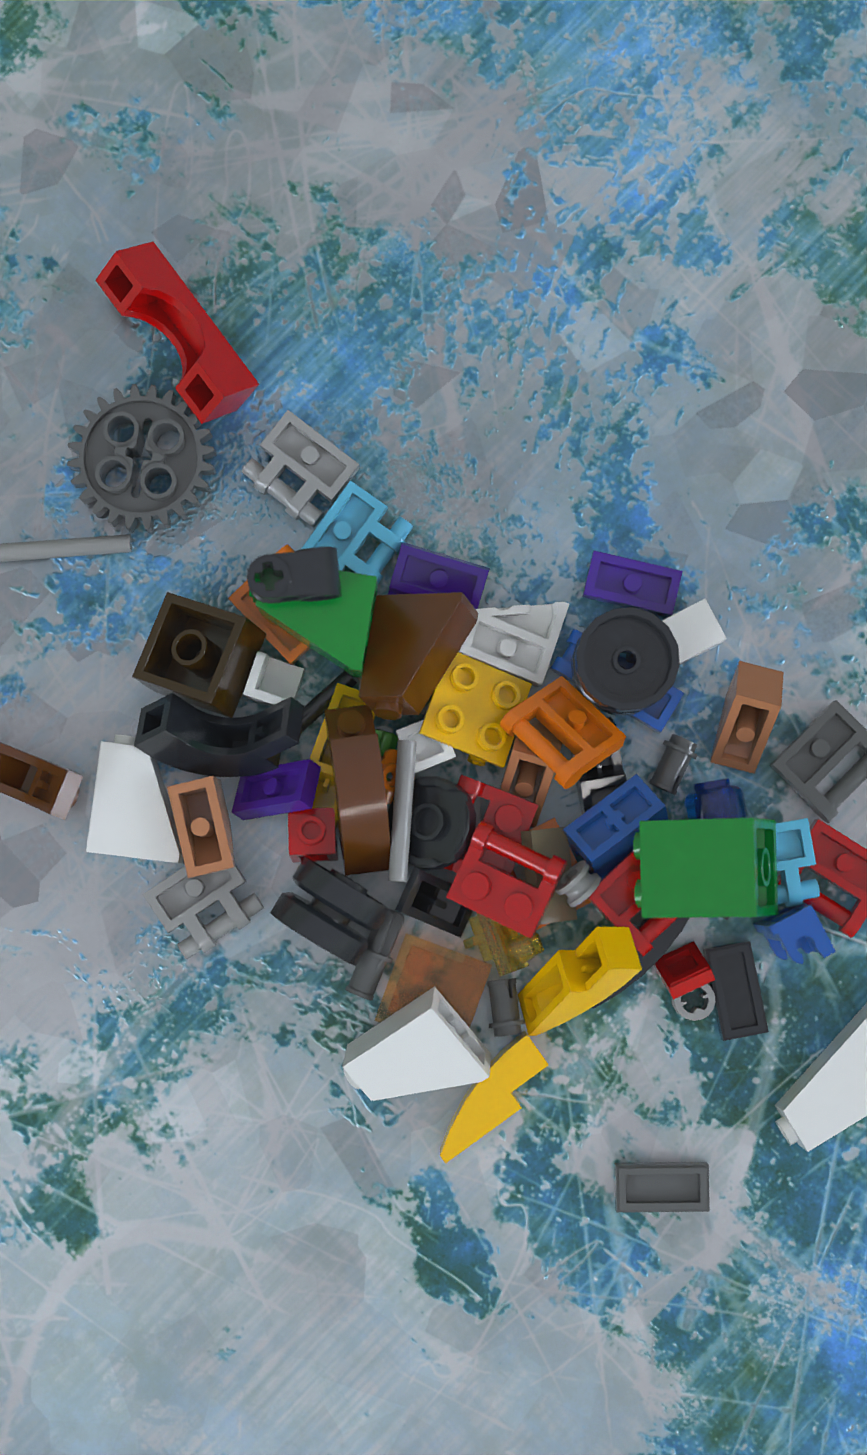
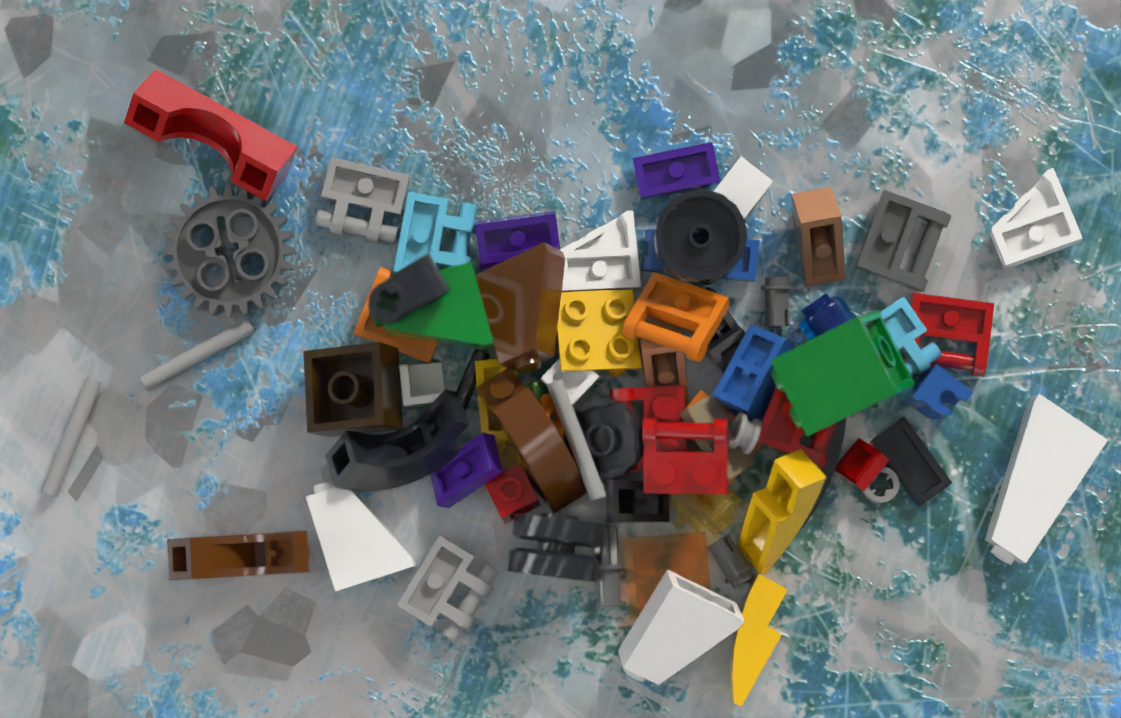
camera: 25 degrees left, 0 degrees up
(202, 825) = (420, 527): nougat slope -> none
(662, 1187) = (924, 647): dark grey tile -> none

